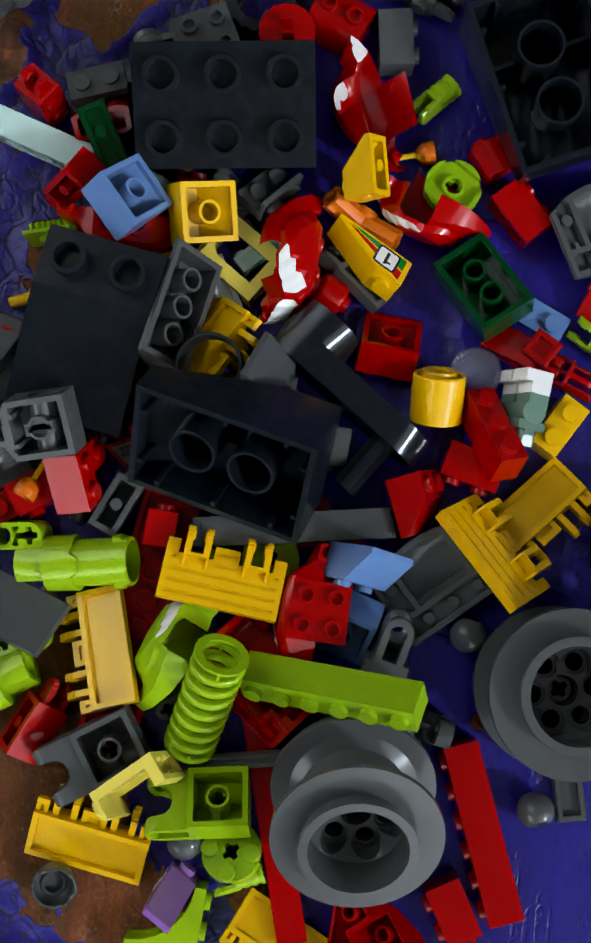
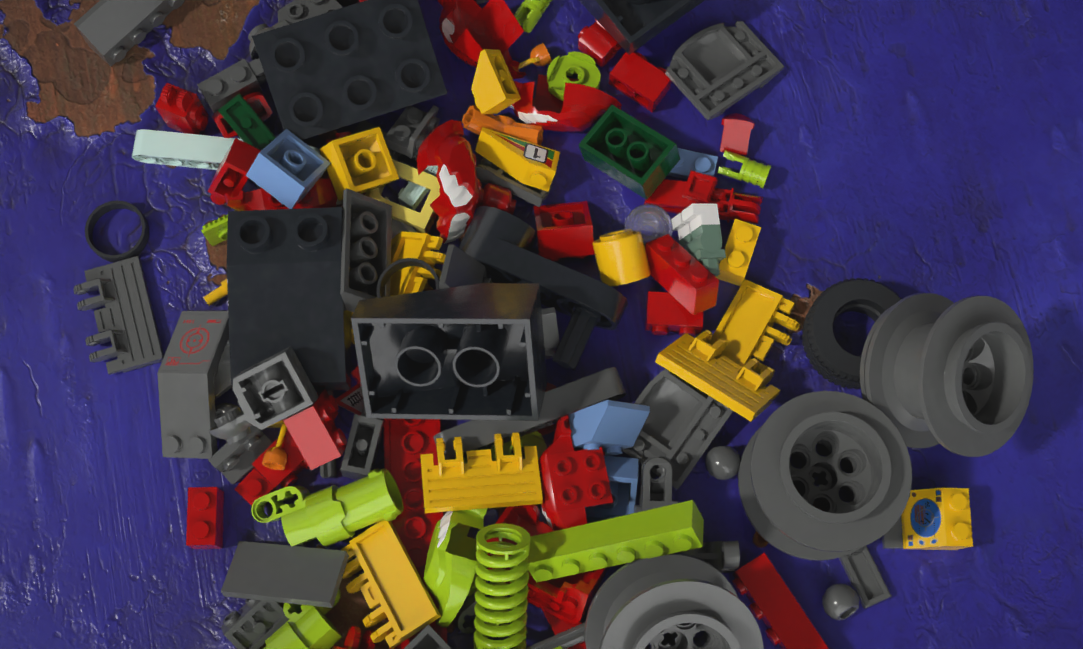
camera: 15 degrees left, 10 degrees down
(160, 525) = (408, 451): red brick -> none
(415, 500) = (632, 353): red slope -> none

